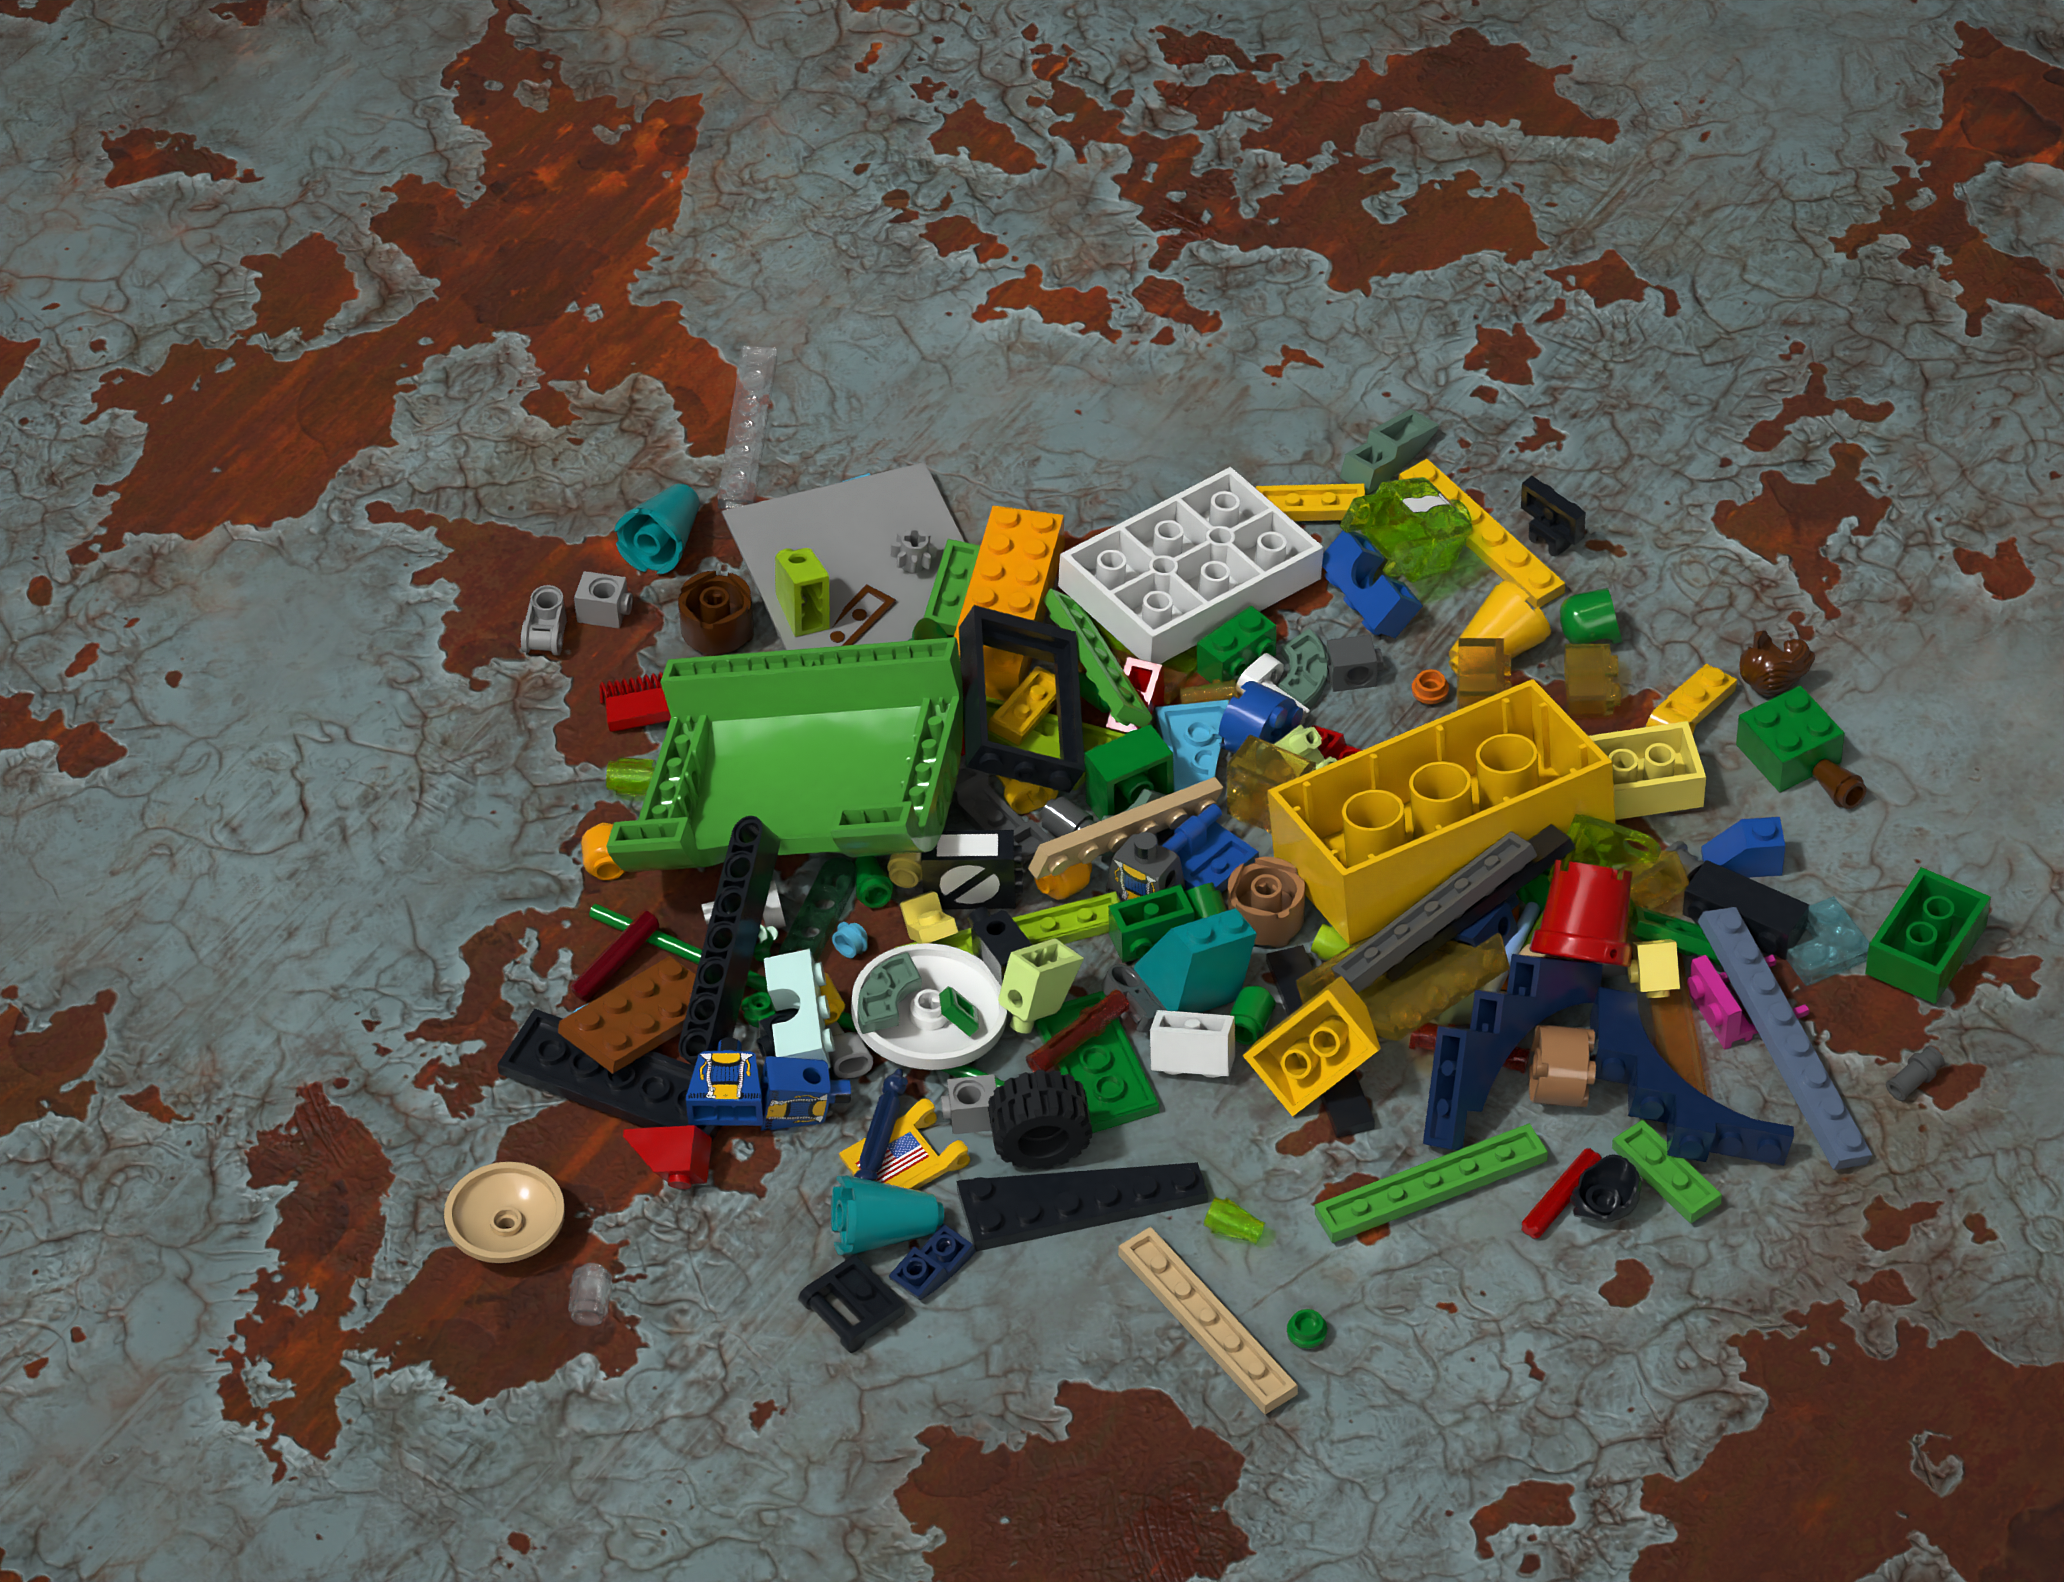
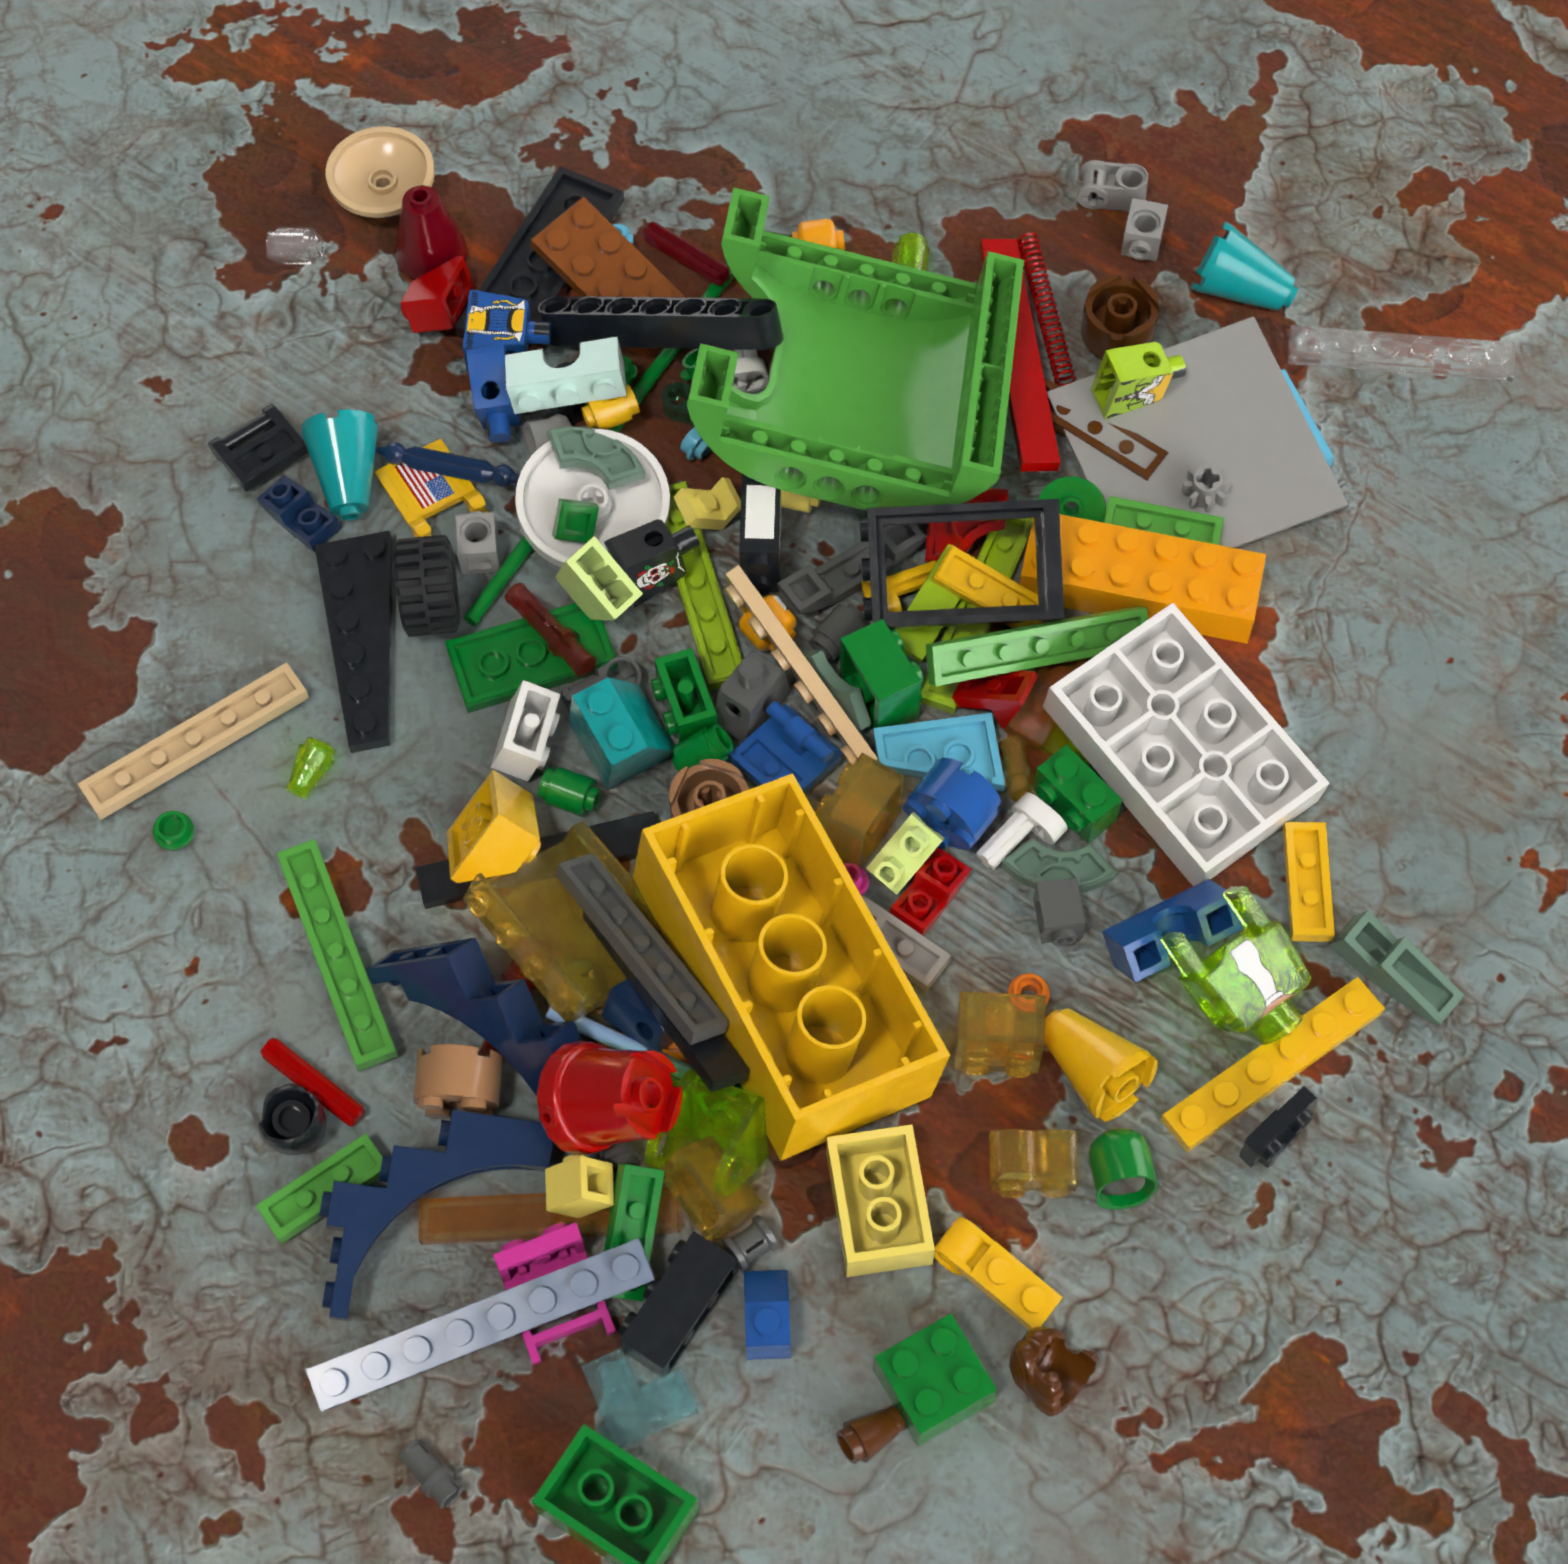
camera: 90 degrees right, 15 degrees up
(593, 1167) = (426, 233): none -> dark red cone

